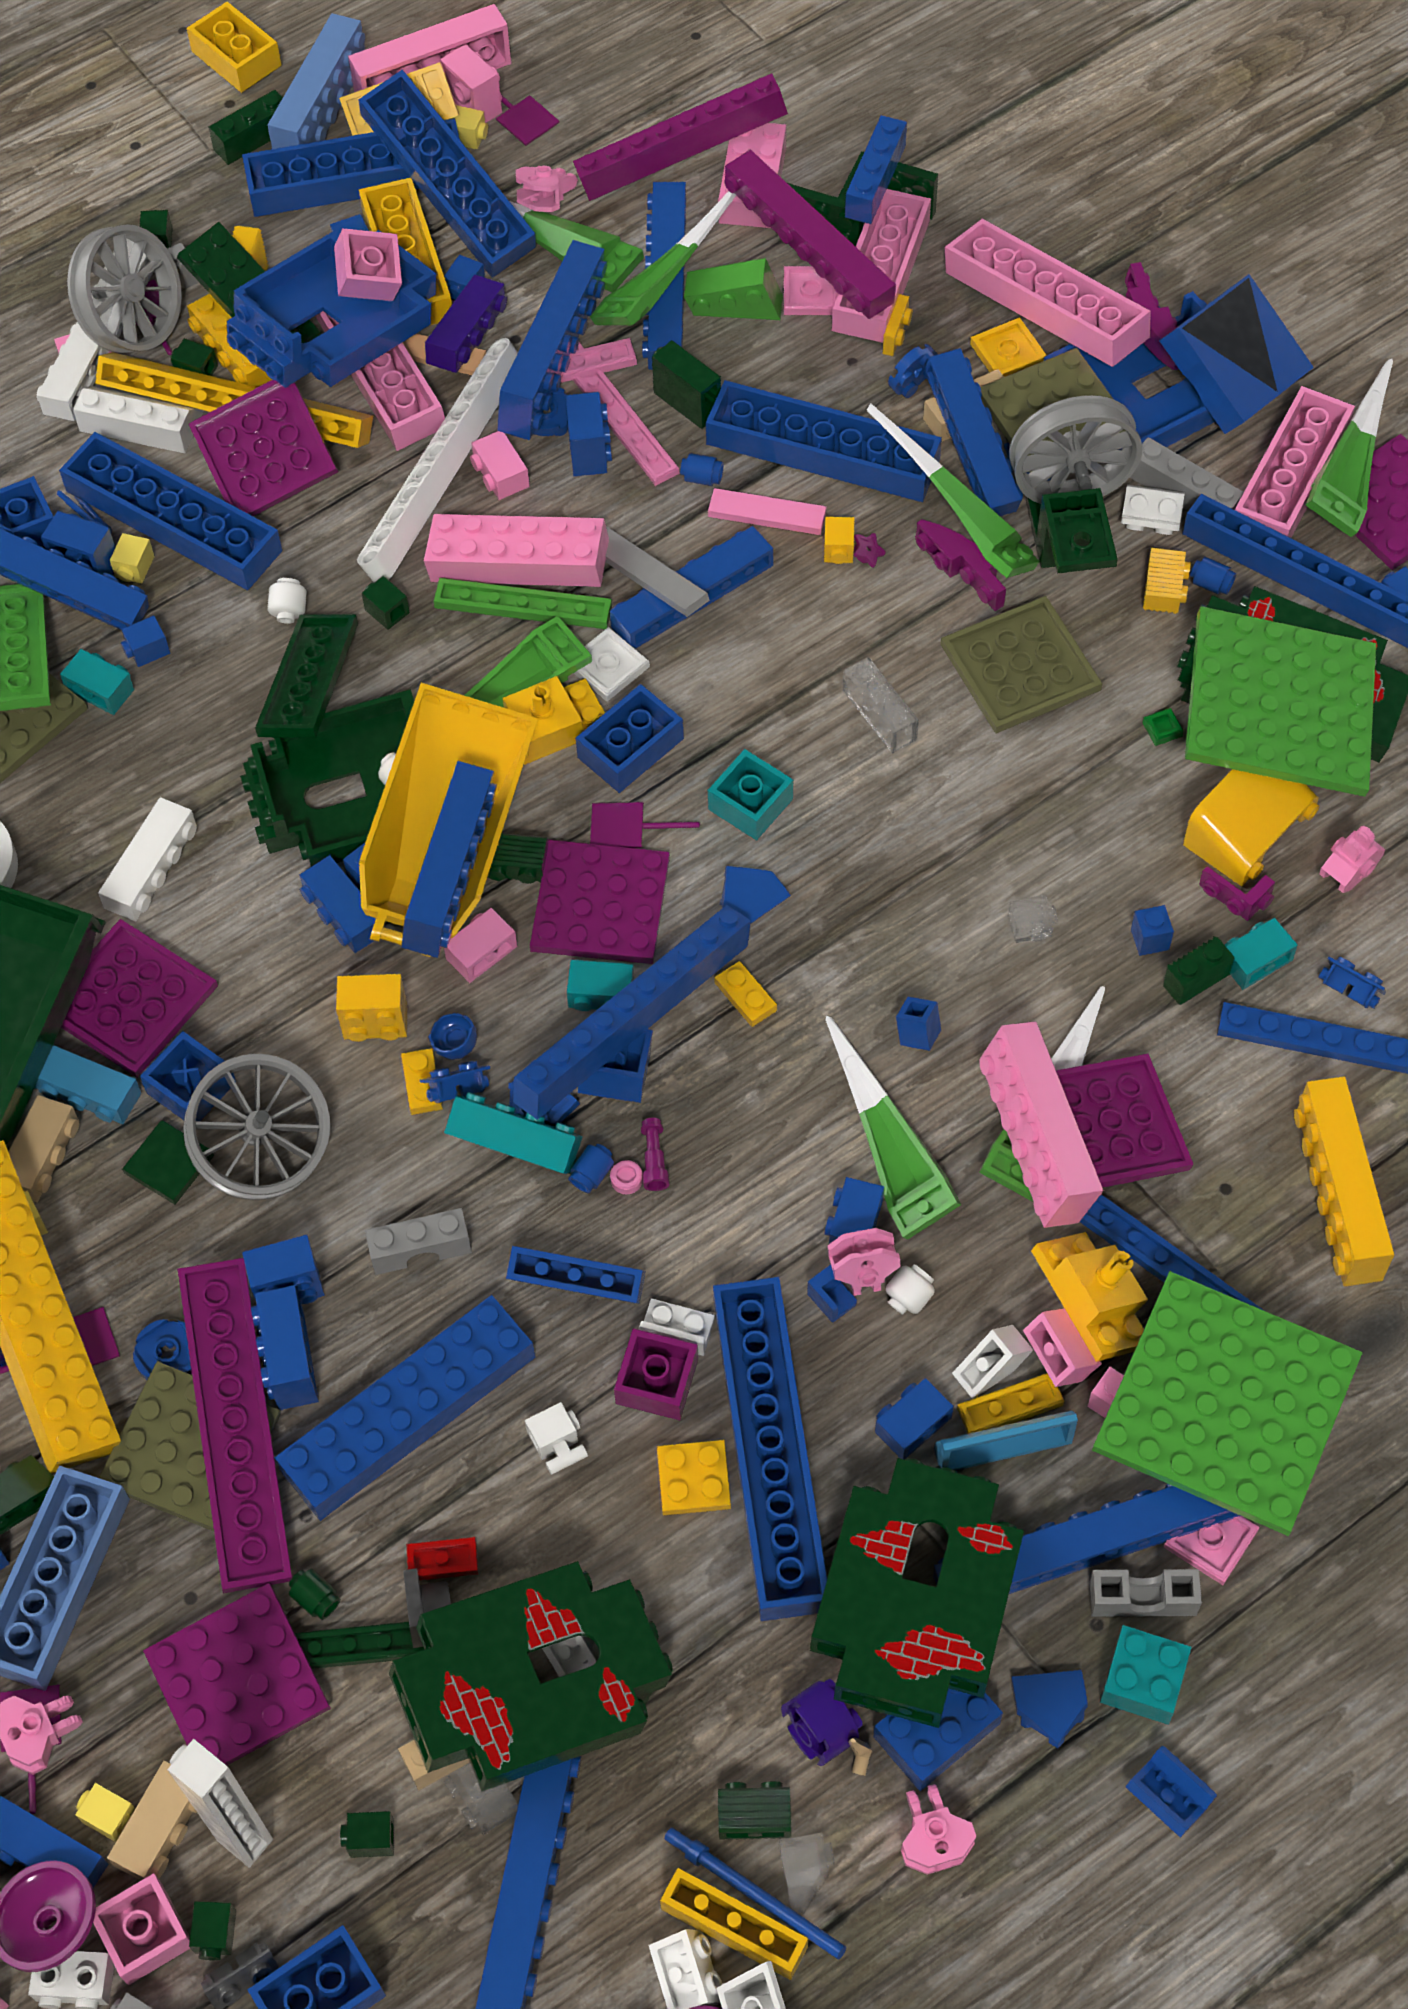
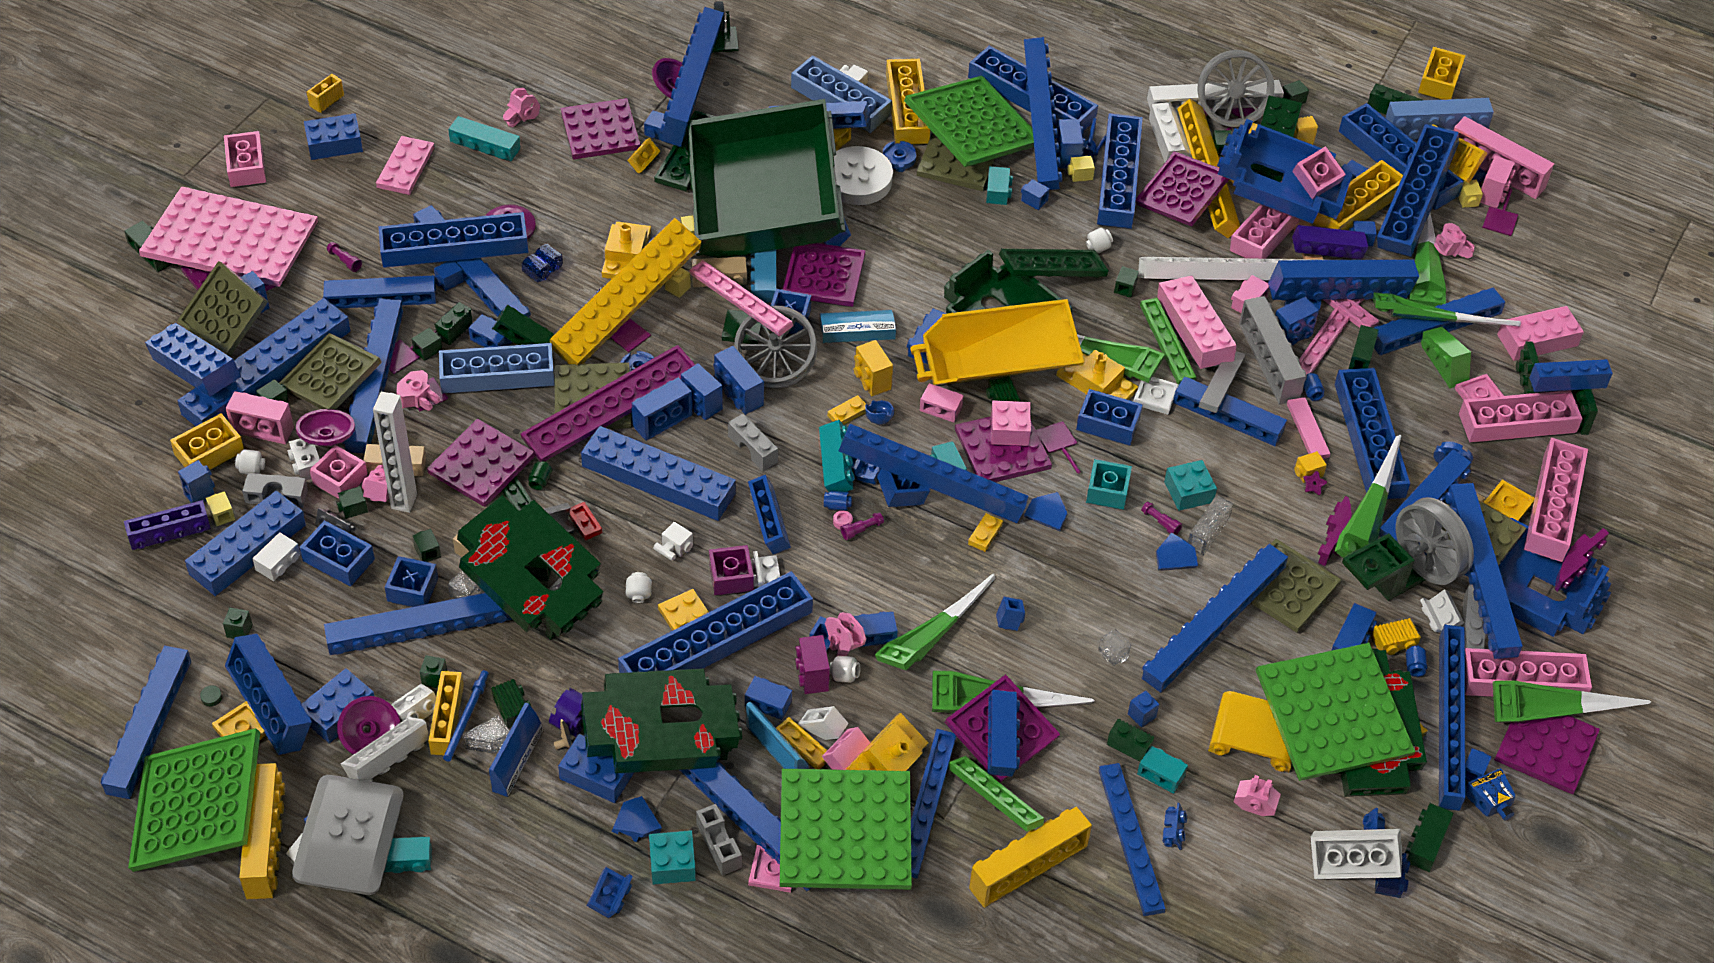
camera: 60 degrees right, 10 degrees down
(142, 1133) = (741, 298): none -> bright pink tile
(148, 859) = (907, 247): white brick -> none
(207, 1862) = (375, 485): none -> bright pink brick
(259, 994) = (857, 326): none -> dark azure slope
(289, 1208) = (739, 380): none -> blue brick
(441, 1886) = (411, 582): none -> blue brick
(444, 1083) = (848, 416): blue hinge -> none
(449, 860) = (970, 354): blue brick -> none
(581, 868) = (1010, 423): none -> bright pink brick
(618, 1526) = (638, 587): none -> white head
(620, 484) = (1272, 349): none -> light grey brick
(638, 1915) = (431, 670): none -> dark green brick
(680, 137) = (1532, 284): magenta brick -> none
(799, 696) = (1190, 485): none -> teal brick
(810, 234) = (1502, 365): magenta brick -> none
(855, 752) = (1171, 525): none -> magenta piece
(856, 1840) = (515, 751): none -> blue slope
(892, 1328) = (812, 664): none -> magenta brick
(894, 332) = (1483, 440): yellow plate -> none
(904, 770) = (1176, 554): none -> blue slope
(935, 1832) = (533, 788): bright pink hinge -> none
(1040, 1125) = (970, 681): bright pink brick -> none
(1045, 773) = (1214, 617): none -> blue brick
(1133, 1124) = (1003, 733): none -> blue brick
(1139, 626) = (1356, 627): none -> blue brick
(1160, 430) = (1486, 576): none -> blue brick
(1229, 1177) = (996, 793): none -> bright green plate
(1236, 901) = (1198, 755): magenta bracket -> none
(1237, 354) = (1581, 608): blue tile -> none

